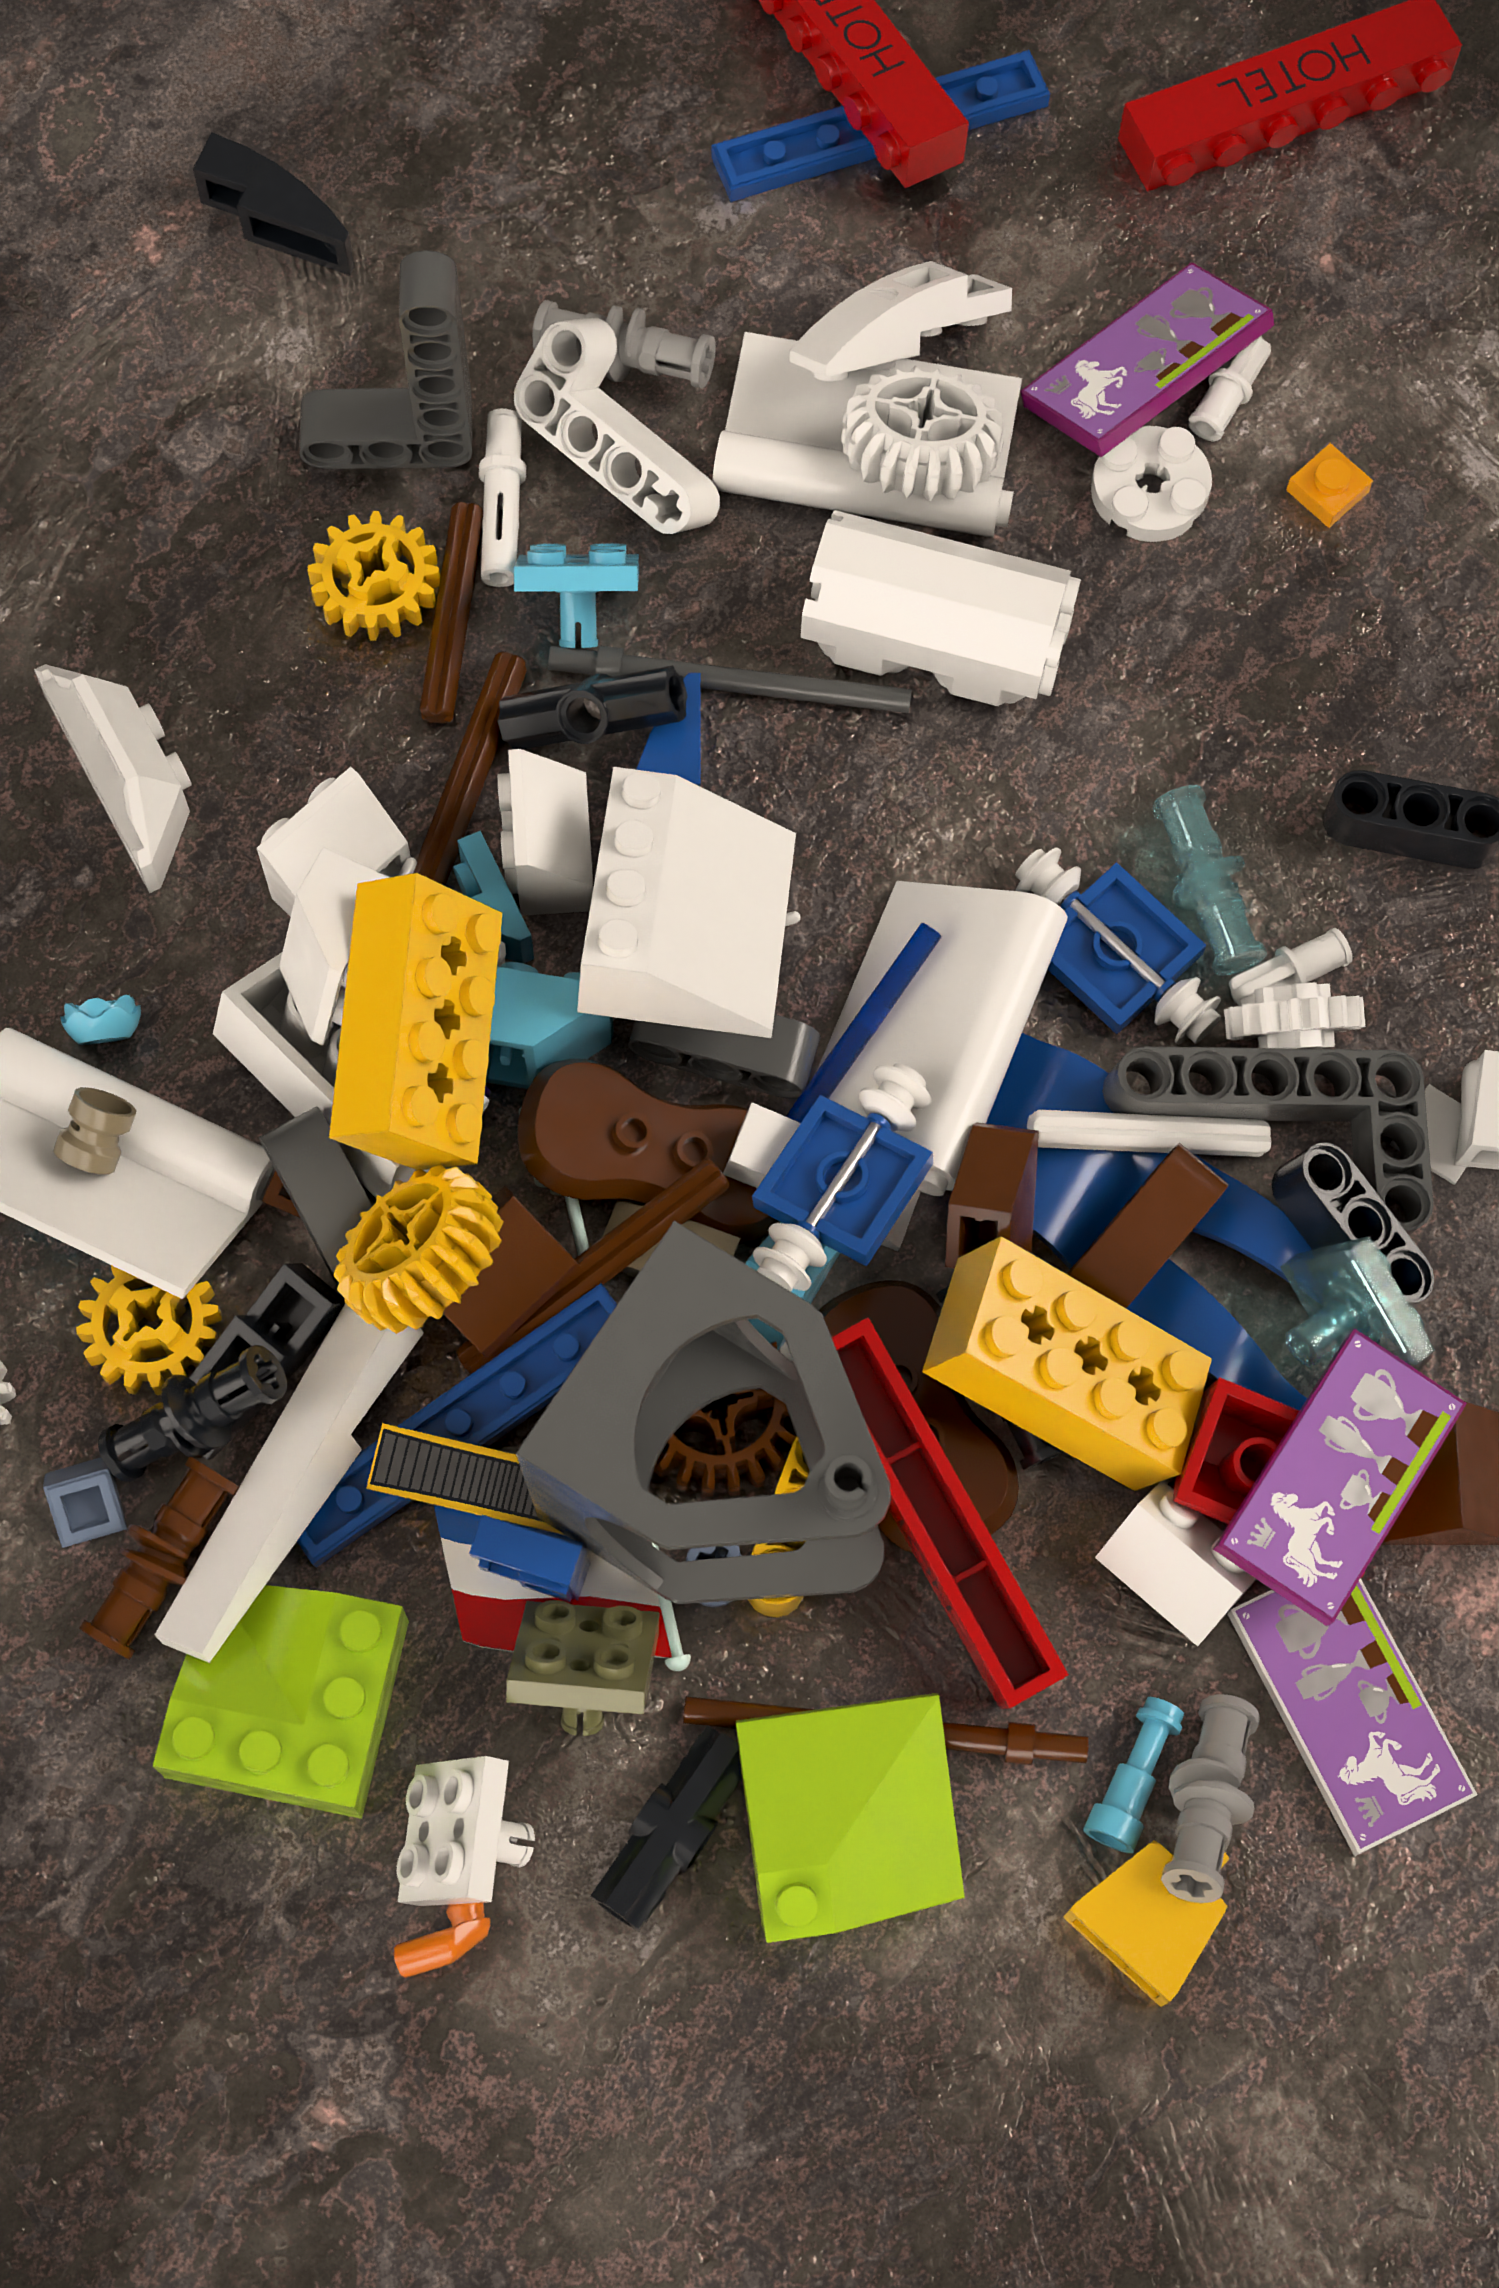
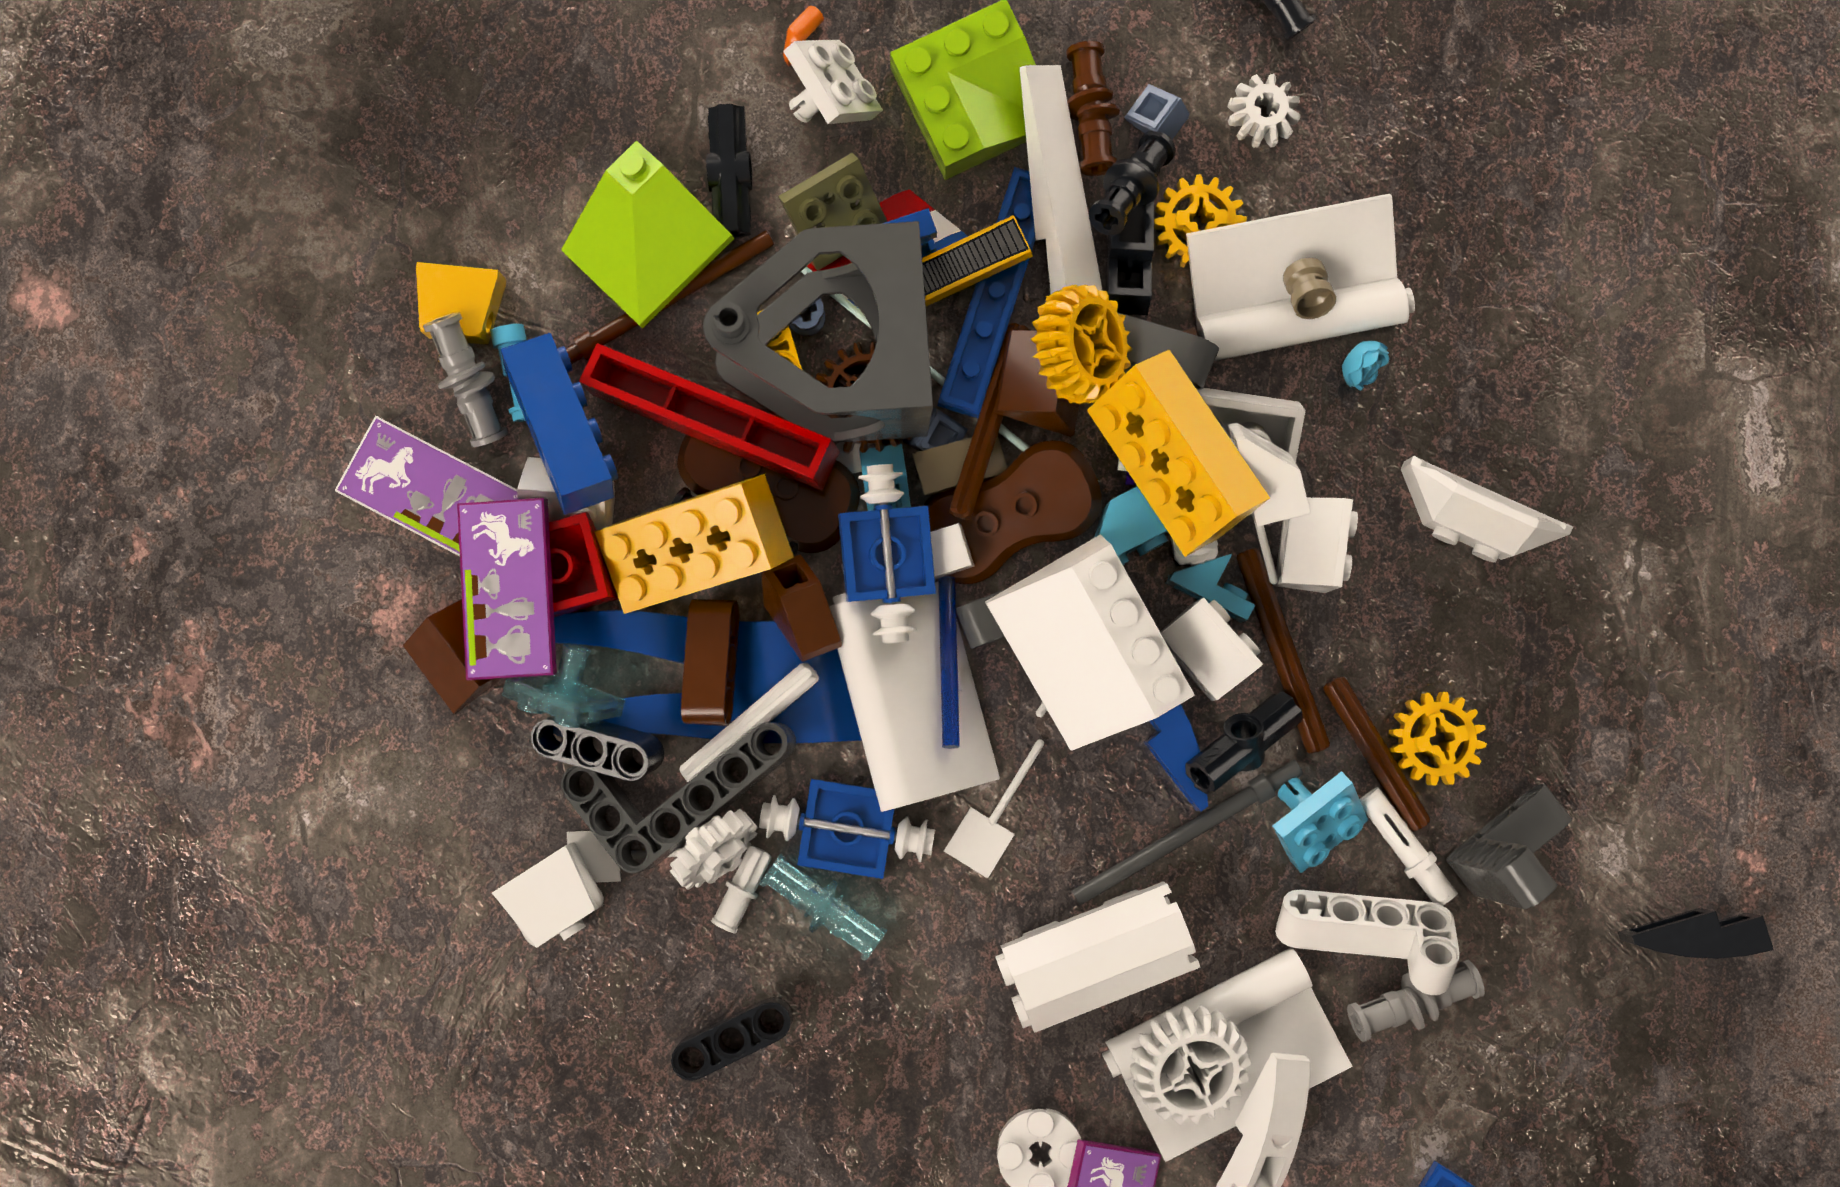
camera: 145 degrees right, 15 degrees up
(966, 834) = (981, 839): none -> white piece
(1131, 1637) = (559, 424): none -> blue brick

